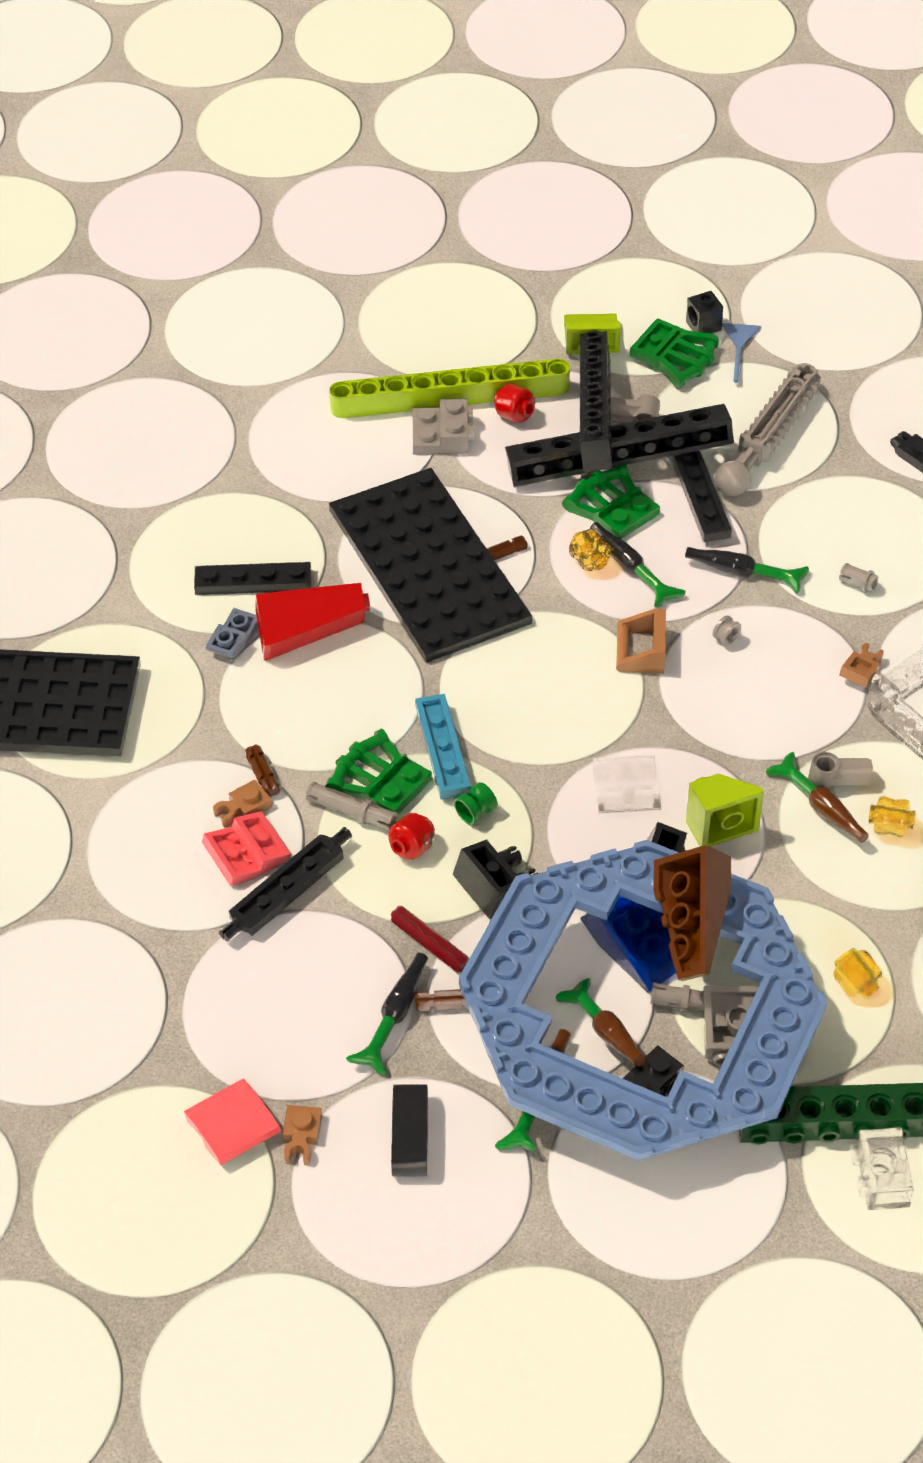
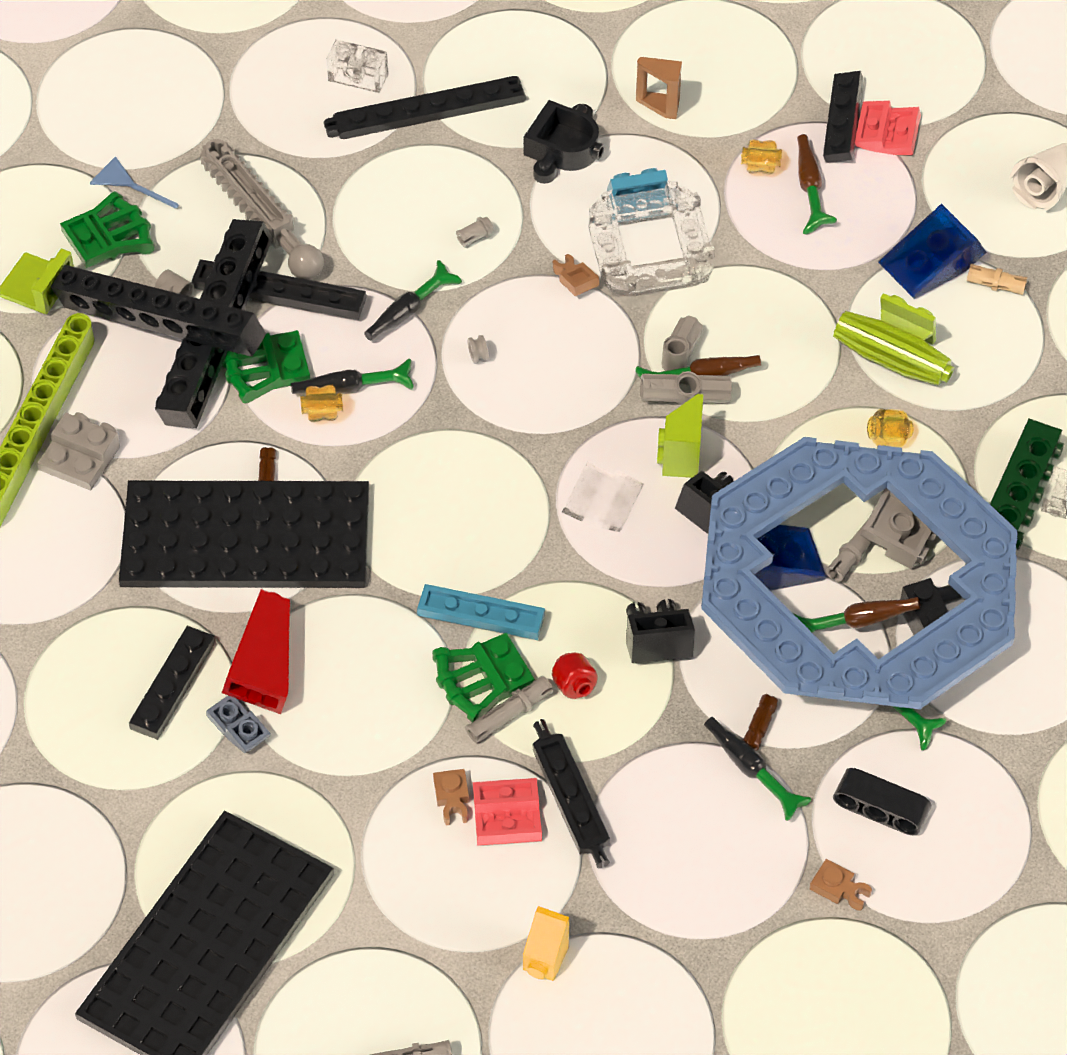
camera: 65 degrees left, 5 degrees up
(110, 923) = (546, 944): none -> yellow slope
(232, 1121) = (805, 931): coral slope -> none
(262, 770) = (421, 763): reddish brown axle -> none
(429, 938) = (688, 709): dark red axle -> none
(475, 803) = (564, 613): green wheel -> none
(514, 403) = (92, 379): red head -> none
(649, 661) = (459, 402): medium nougat tile -> none
(693, 899) = (804, 490): reddish brown wedge -> none
(704, 313) = (80, 186): black brick -> none
(798, 806) = (666, 387): none -> light grey piece
(892, 816) = (749, 331): clear yellow piece -> none

